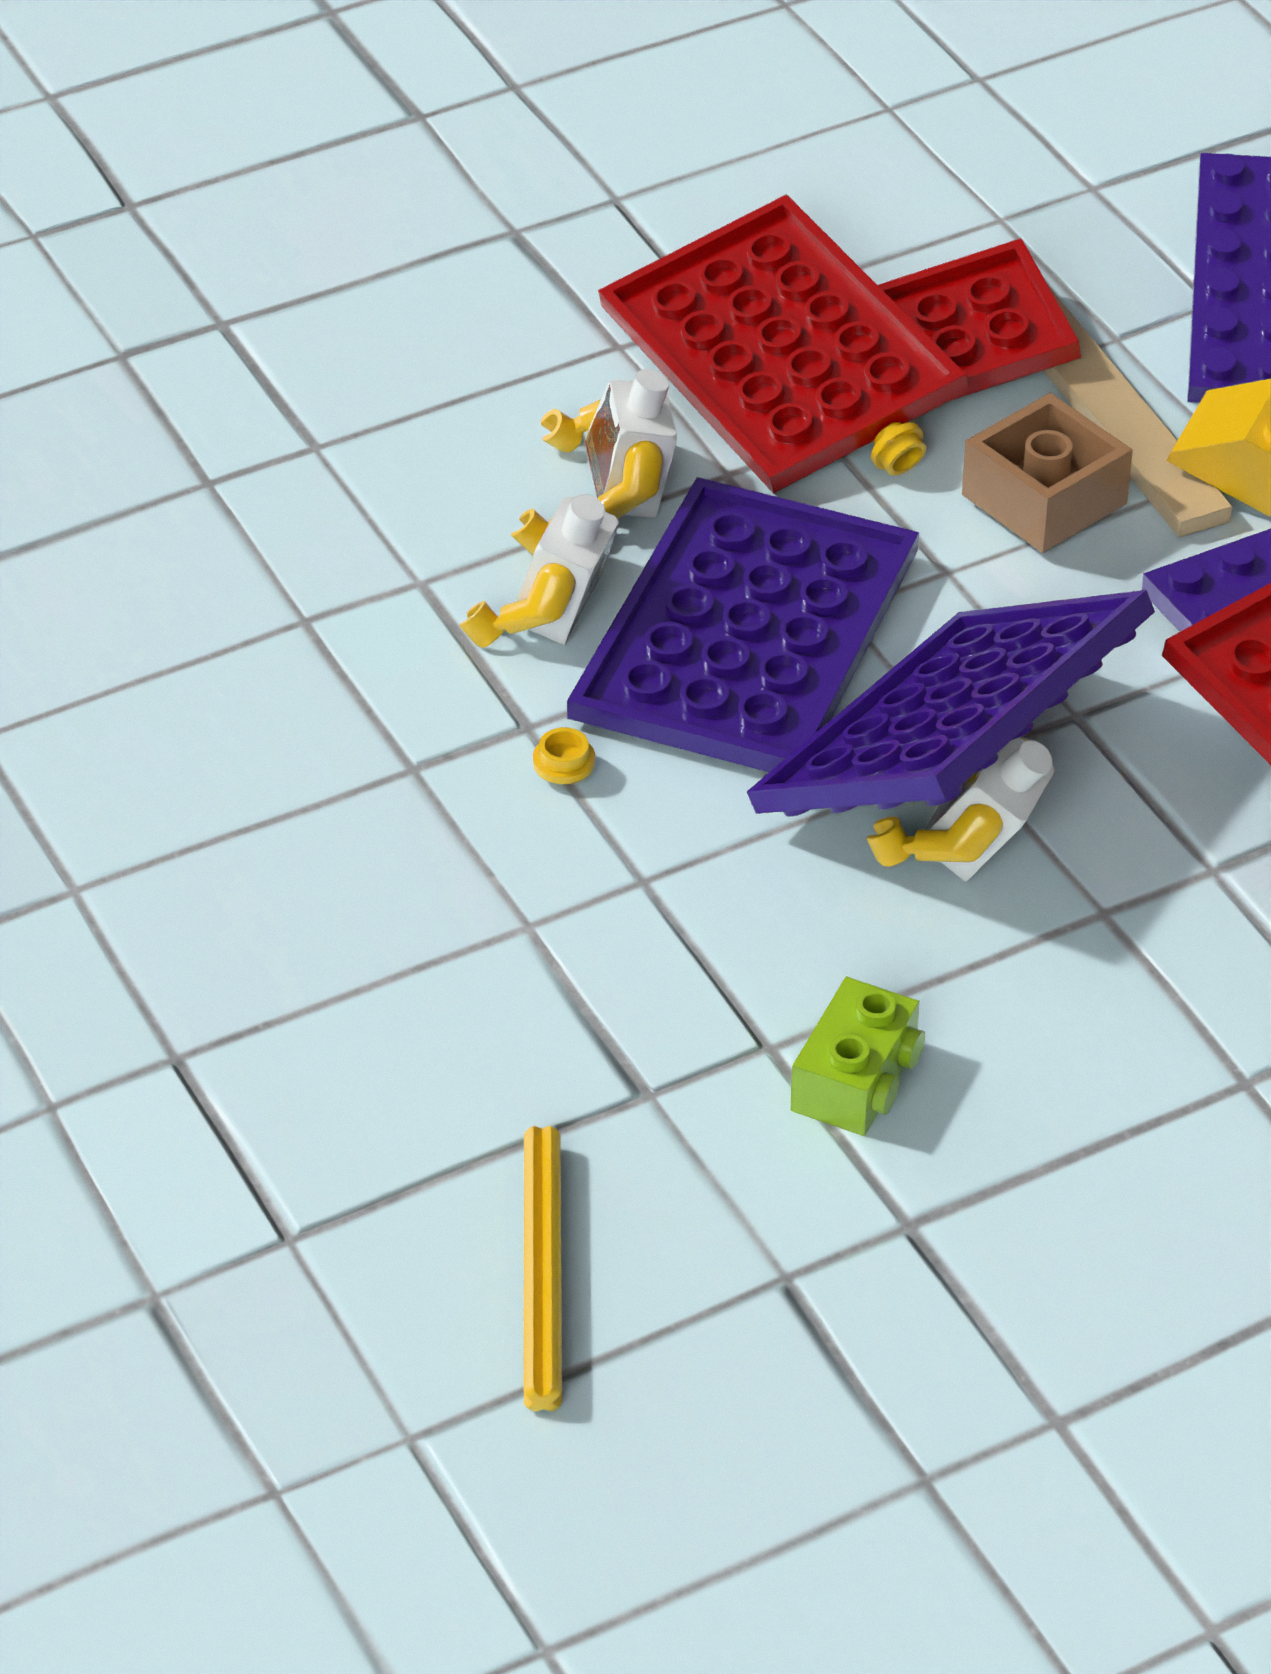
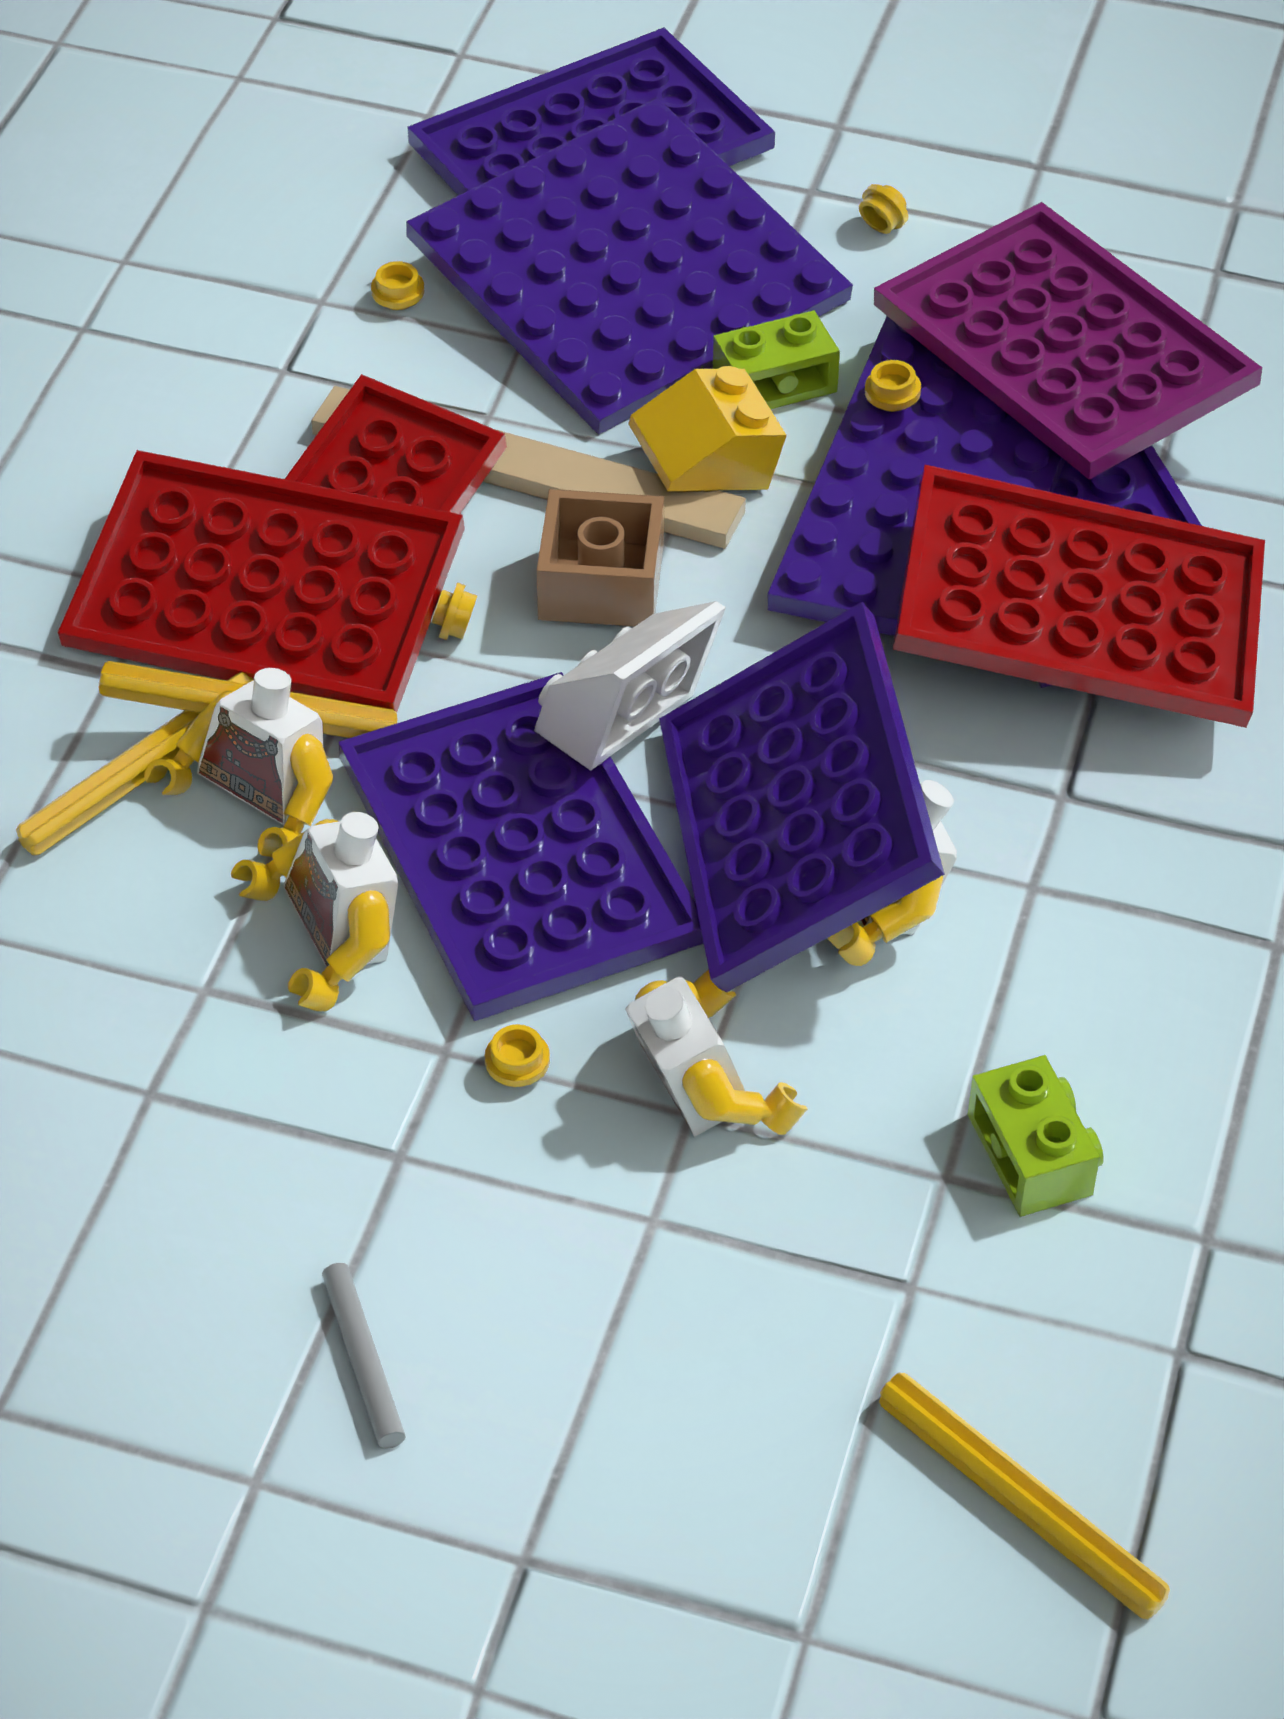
camera: 45 degrees left, 5 degrees up
(229, 864) = (363, 1356): none -> light grey bar
(521, 410) = (105, 785): none -> yellow axle
(667, 826) = (694, 1063): none -> torso
(692, 436) = (197, 692): none -> yellow axle
(939, 563) = (628, 683): none -> white slope
(1157, 205) = (397, 286): none -> yellow plate

